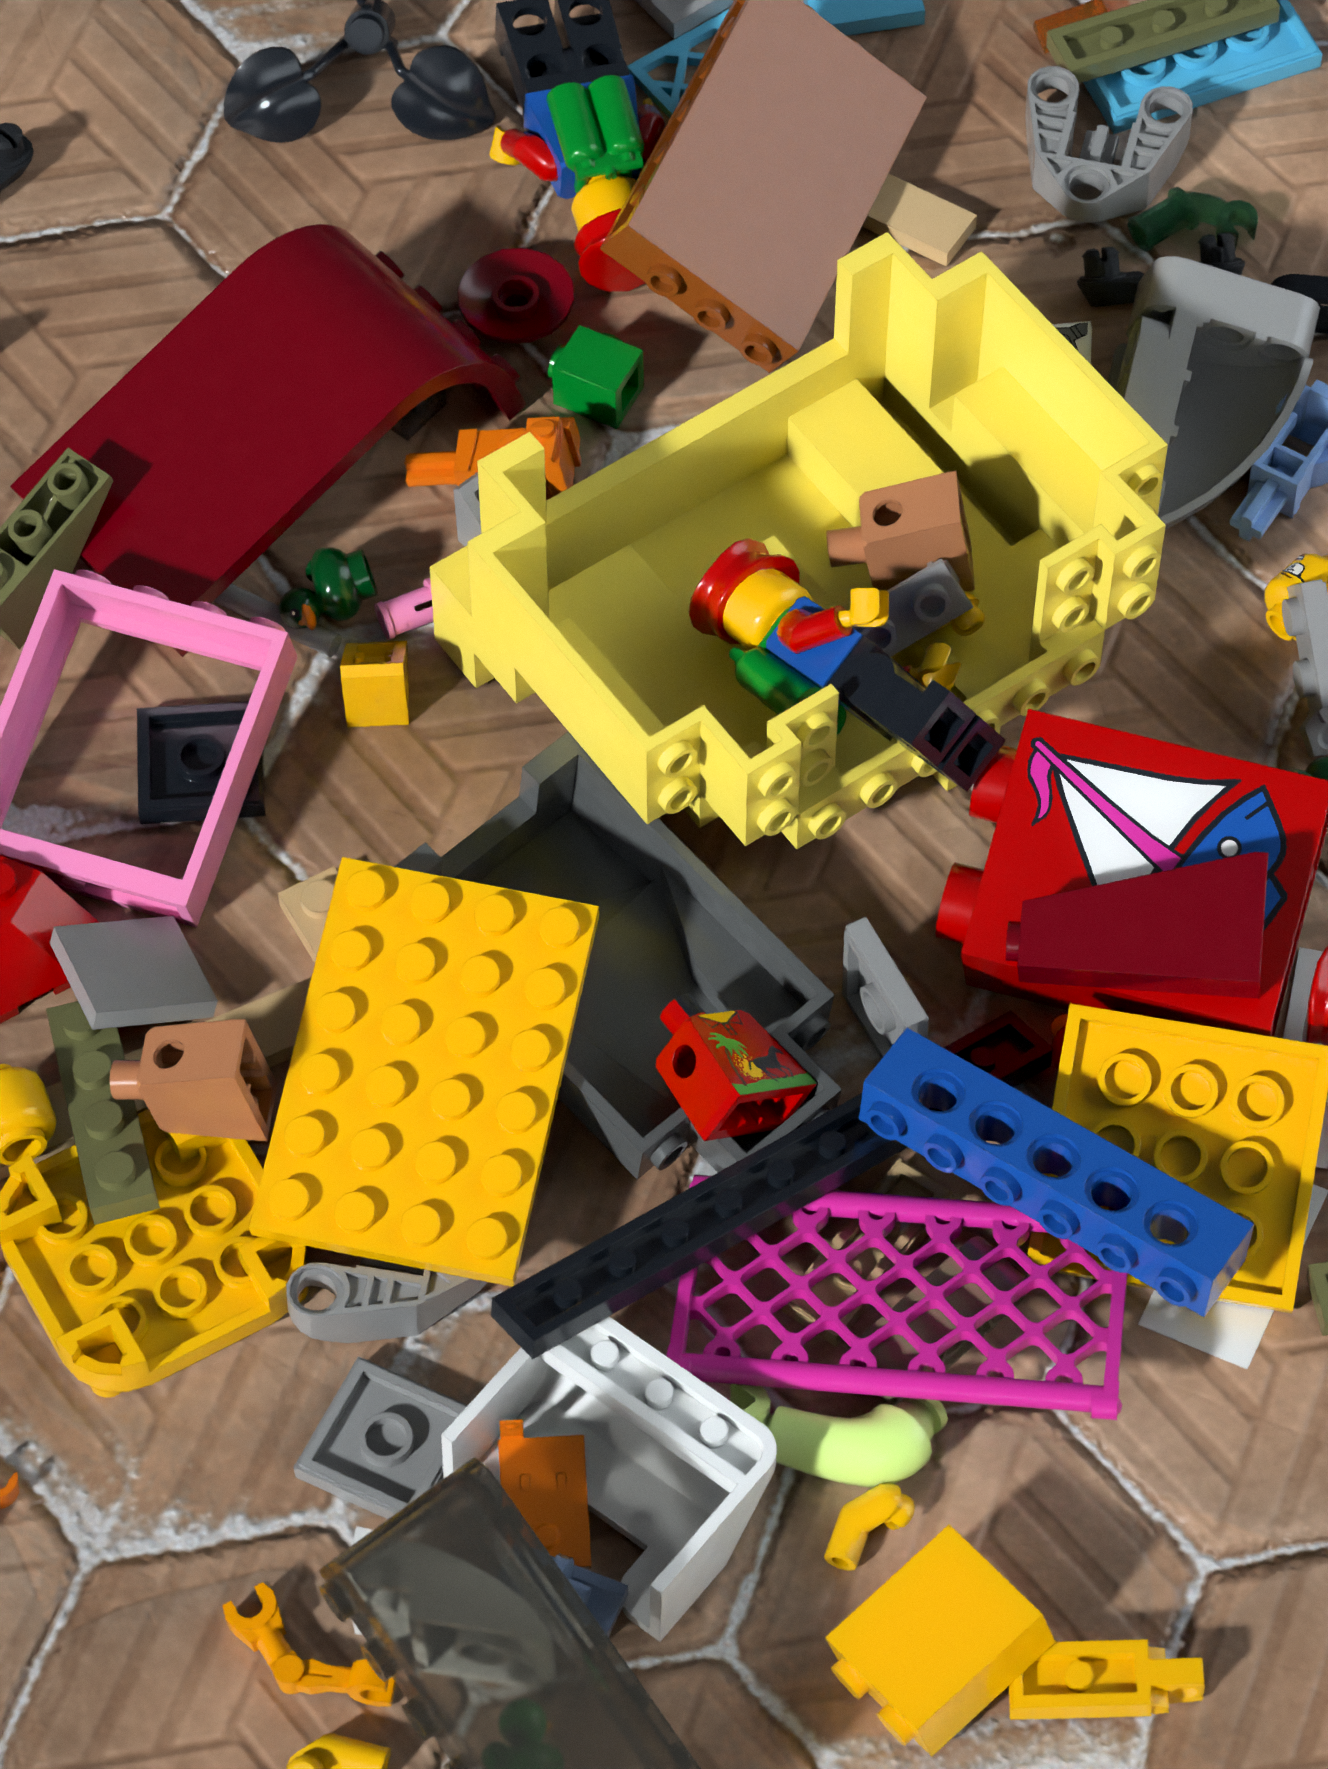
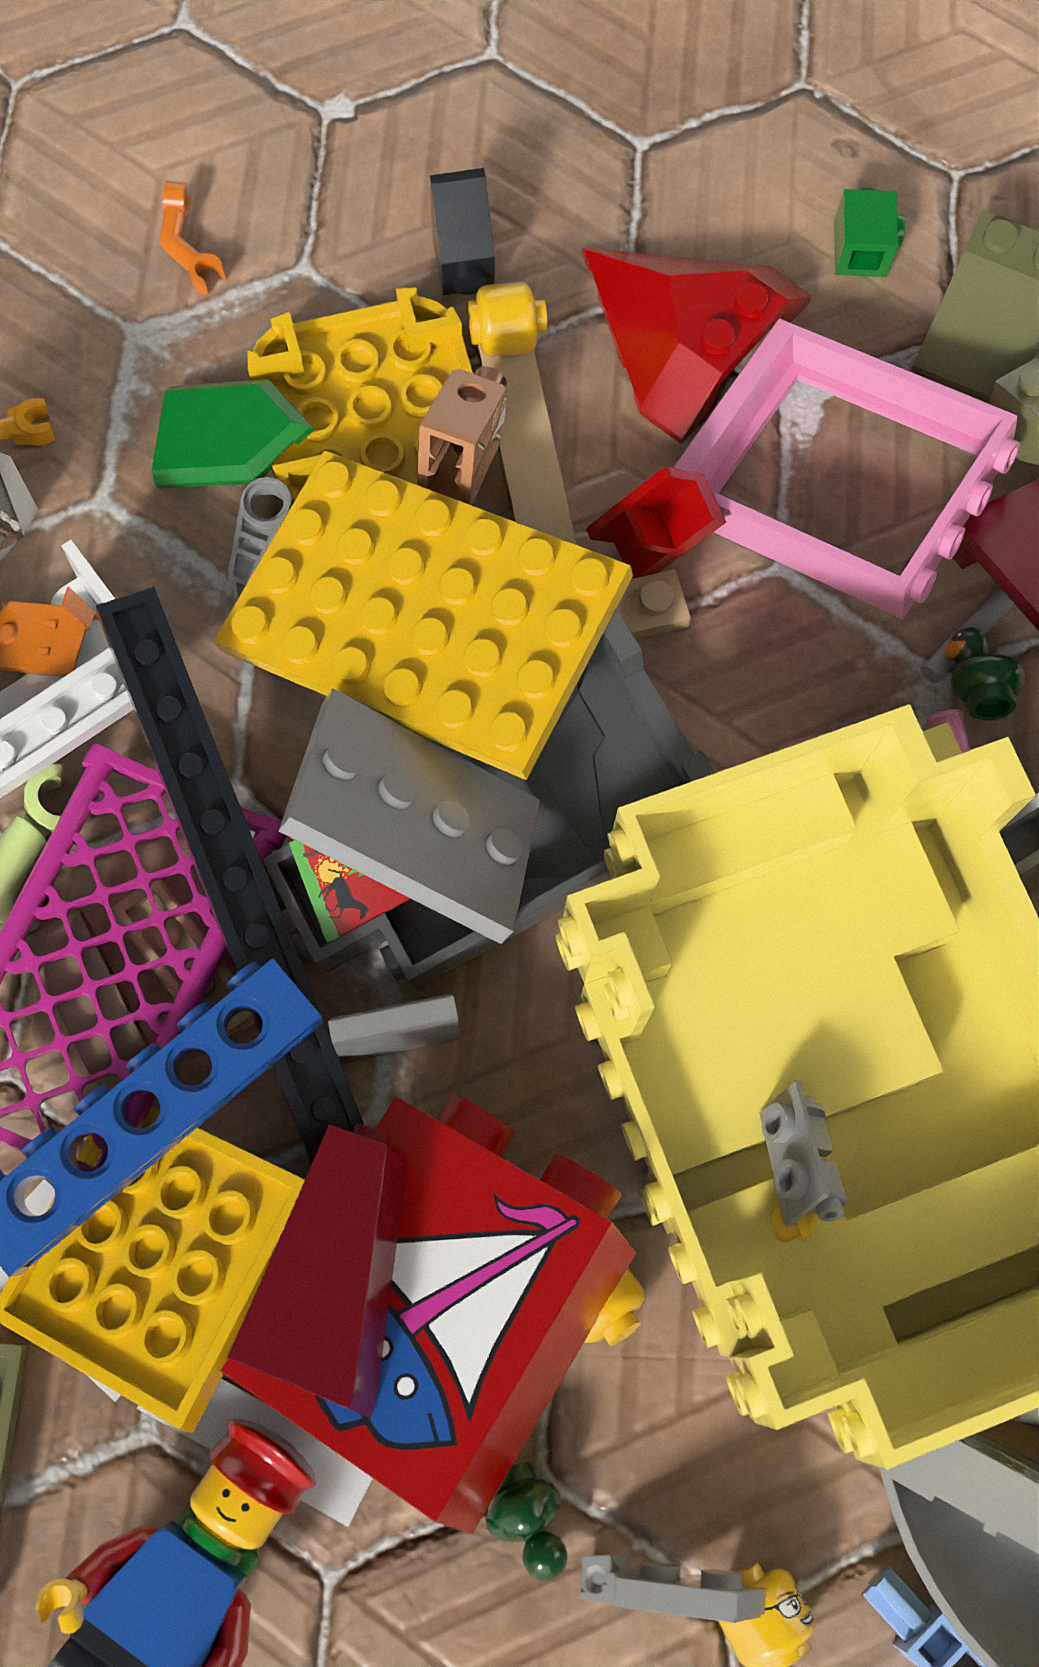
camera: 100 degrees right, 15 degrees up
(104, 1129) = (534, 389): olive plate -> none
(133, 972) = (614, 432): light grey tile -> none
(183, 760) = (840, 518): black tile -> none
(225, 1380) = (223, 433): none -> green tile
(242, 896) = (660, 520): none -> red panel
(375, 683) = (878, 684): yellow slope -> none
(379, 1440) = (146, 541): light grey tile -> none
(669, 1002) = (413, 816): none -> light grey plate
(804, 648) = (716, 1060): piece -> none
(907, 529) = (887, 1188): nougat torso -> none

